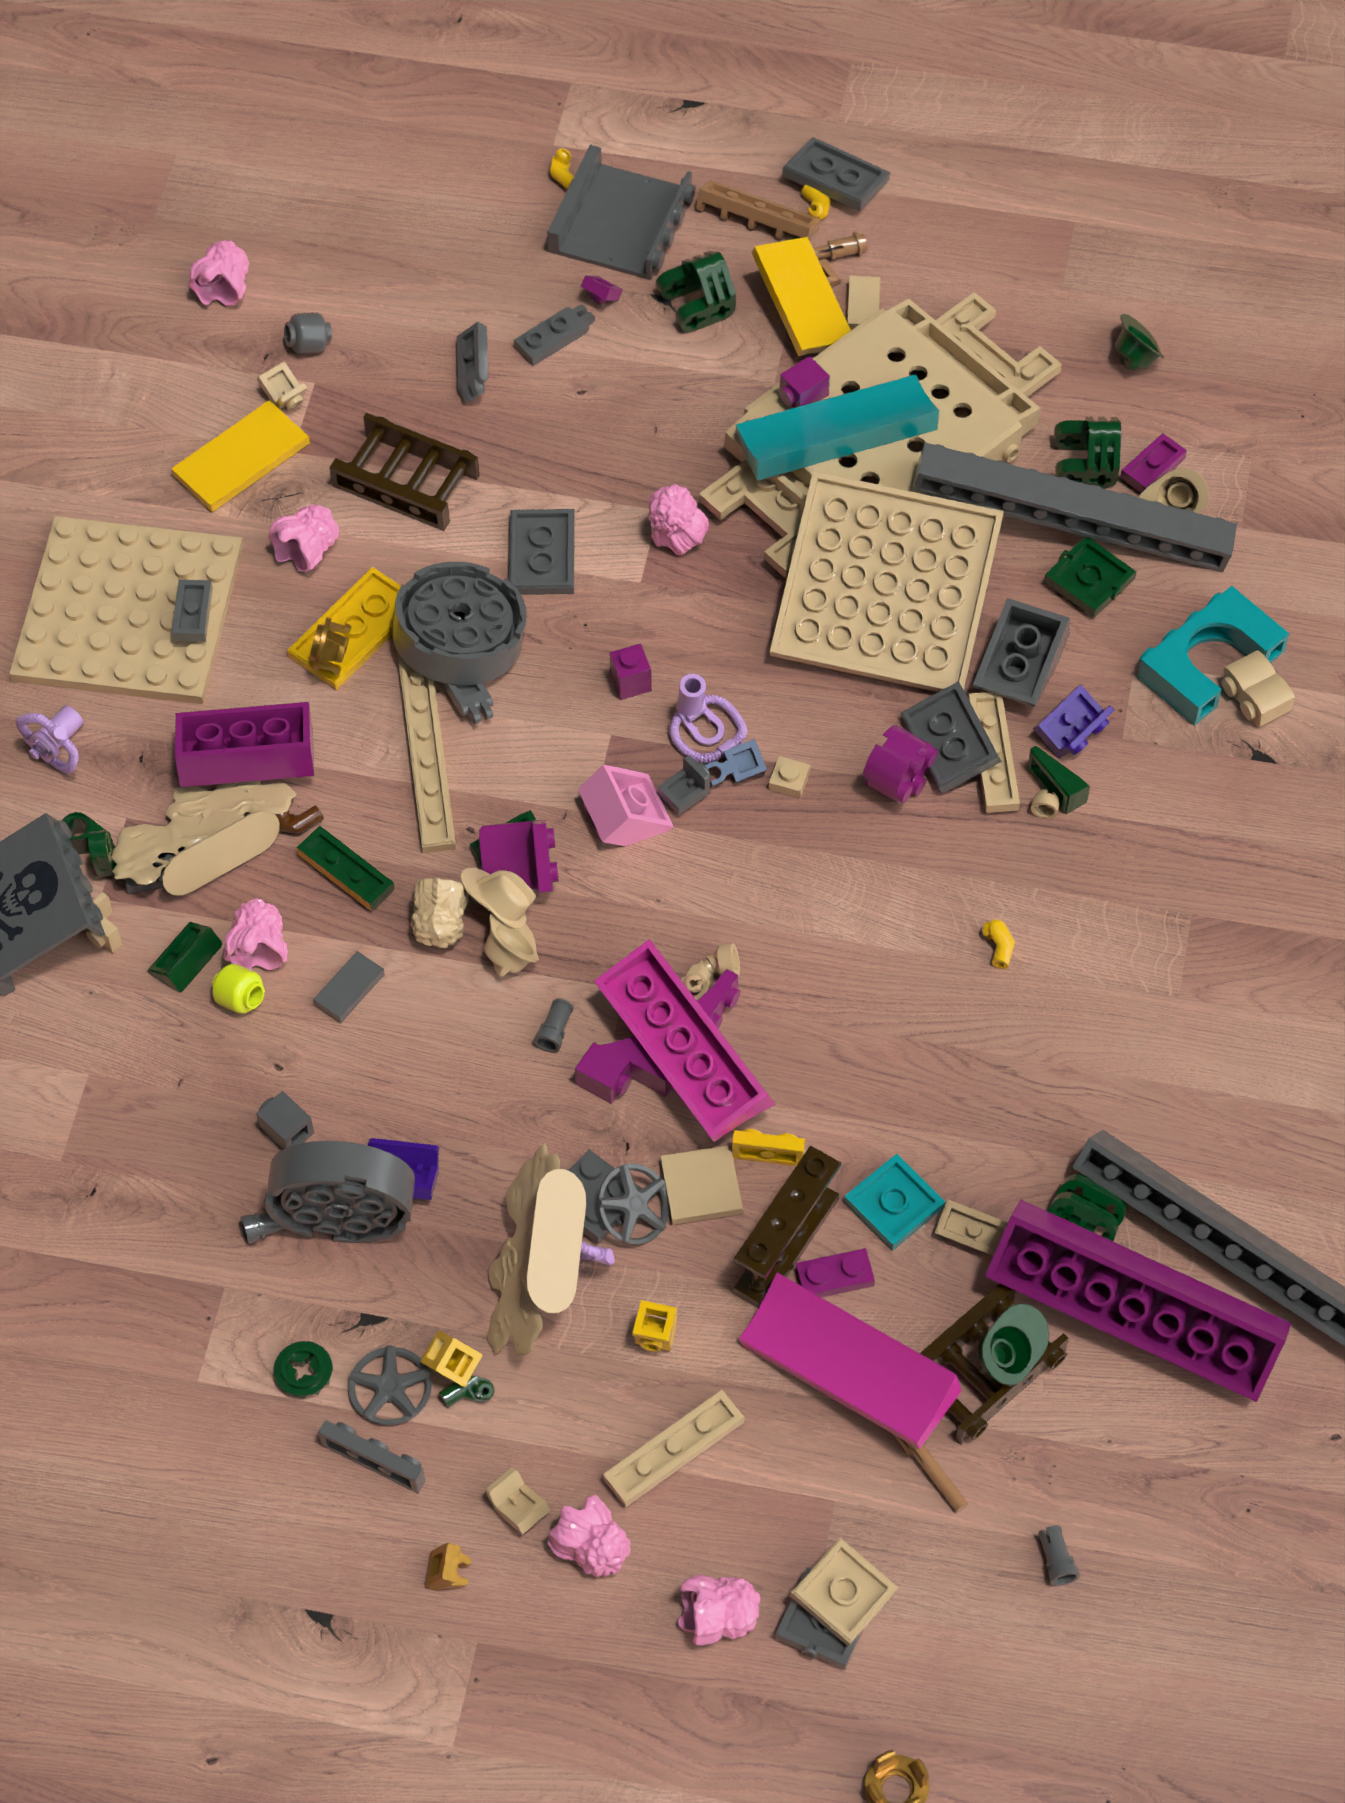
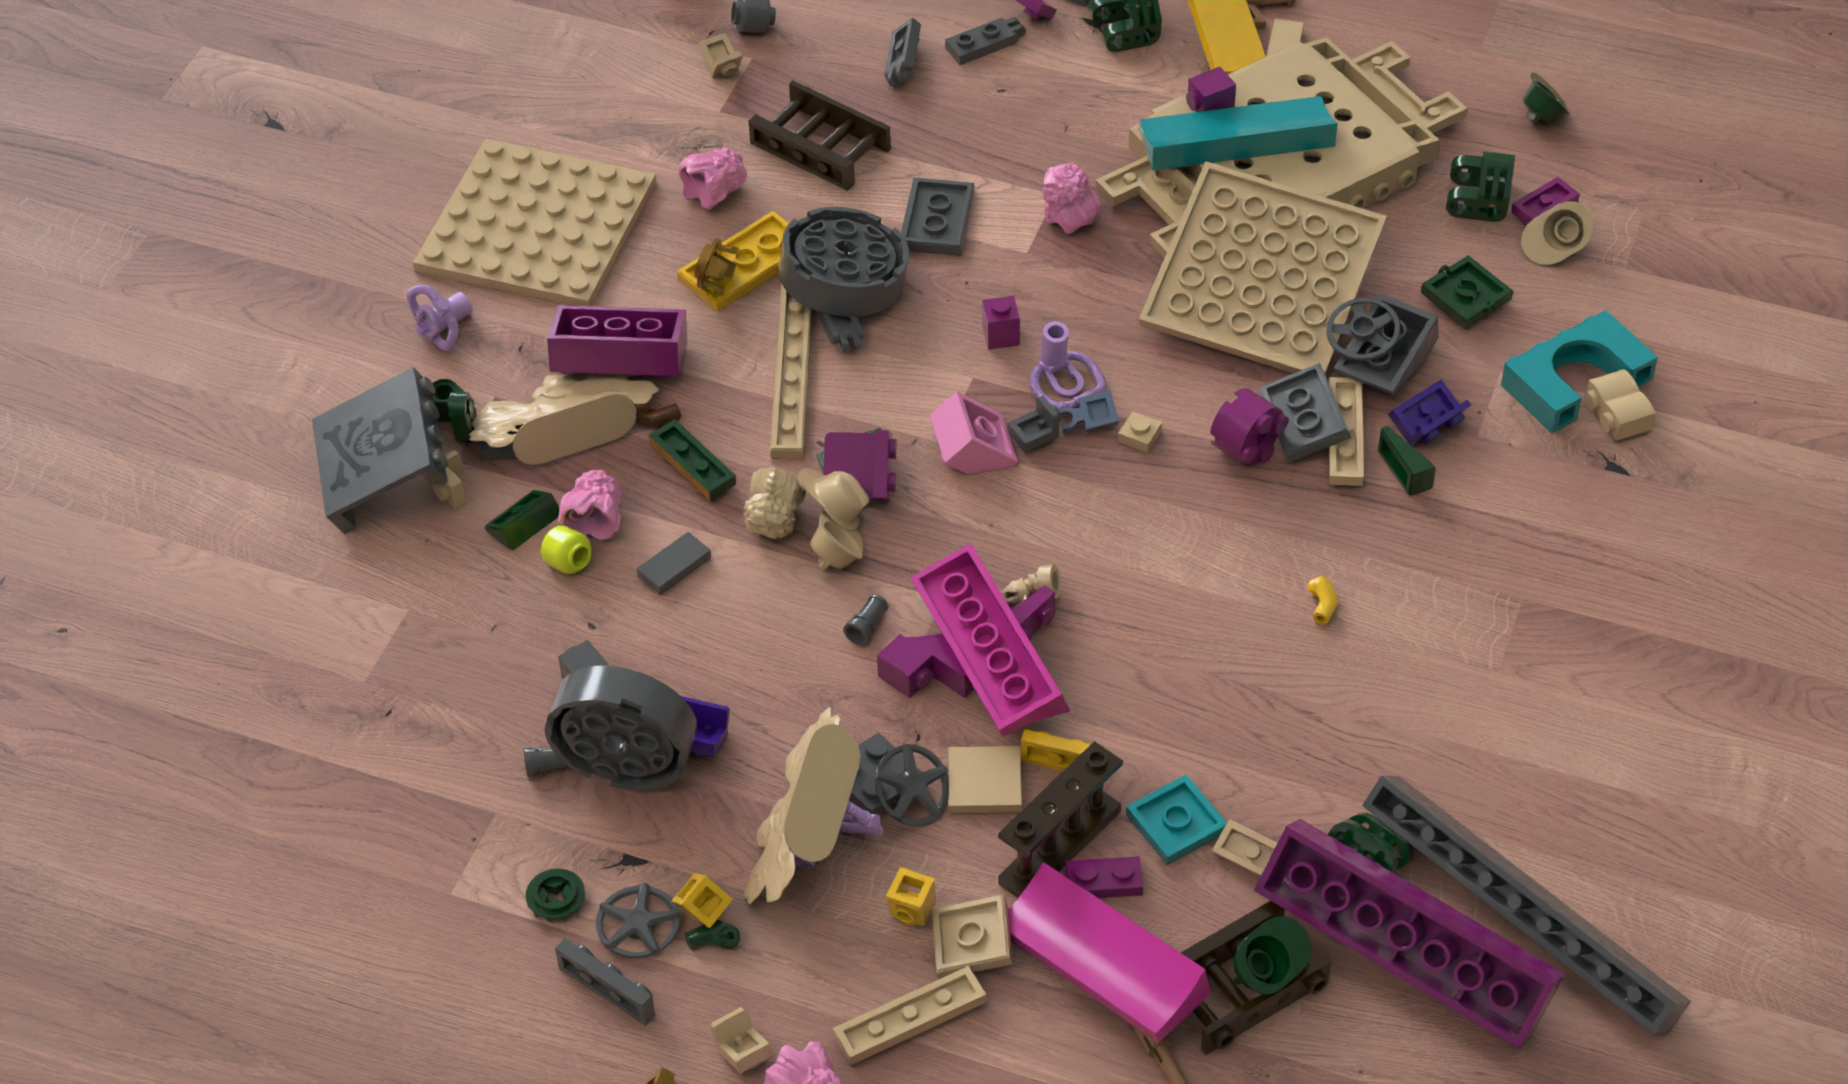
camera: 10 degrees right, 10 degrees down
(192, 610) = (593, 224): dark grey plate -> none
(240, 456) = (669, 108): yellow tile -> none
(719, 1356) = (972, 935): none -> tan tile
(997, 641) = (1363, 329): none -> dark grey wheel
(1045, 804) = (1386, 489): tan hinge -> none
(1075, 507) = (1464, 226): dark grey brick -> none

